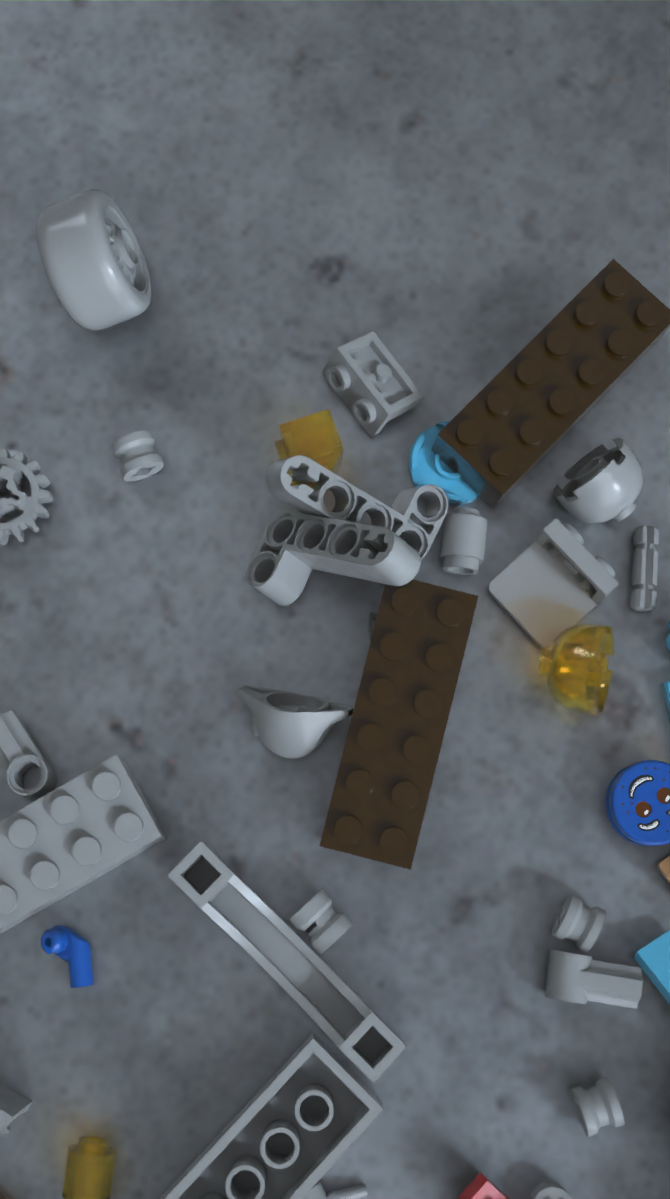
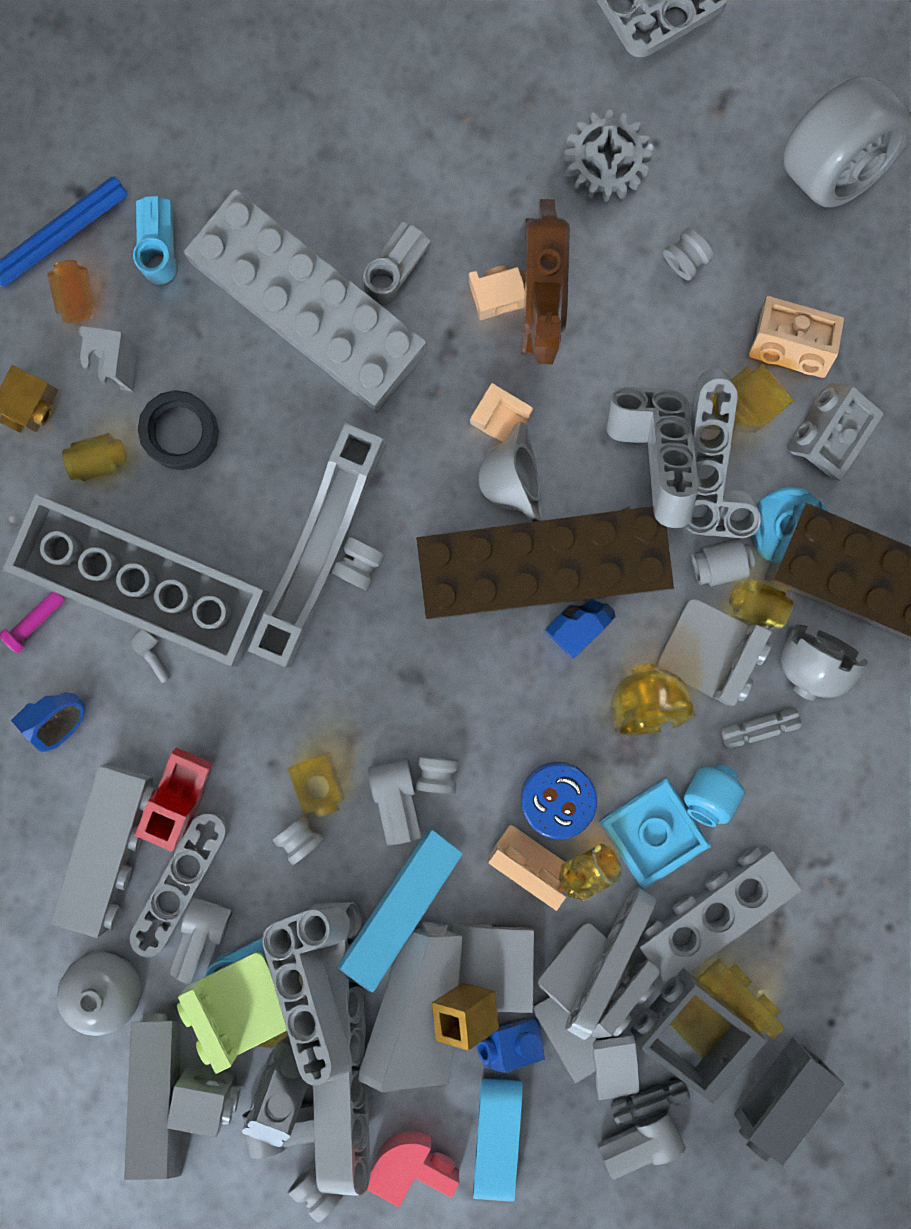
camera: 75 degrees right, 10 degrees up
(61, 1060) = (161, 404): none -> black tyre
(72, 949) = (259, 372): blue arm -> none
(93, 658) = (498, 291): none -> light nougat brick
(110, 606) = (545, 283): none -> reddish brown animal
(221, 707) = (499, 413): none -> light nougat panel
(264, 384) = (797, 337): none -> light nougat bracket
(475, 710) = (579, 626): none -> blue rock
(519, 520) = (760, 604): none -> clear yellow brick
(523, 1052) = (317, 766): none -> clear yellow brick

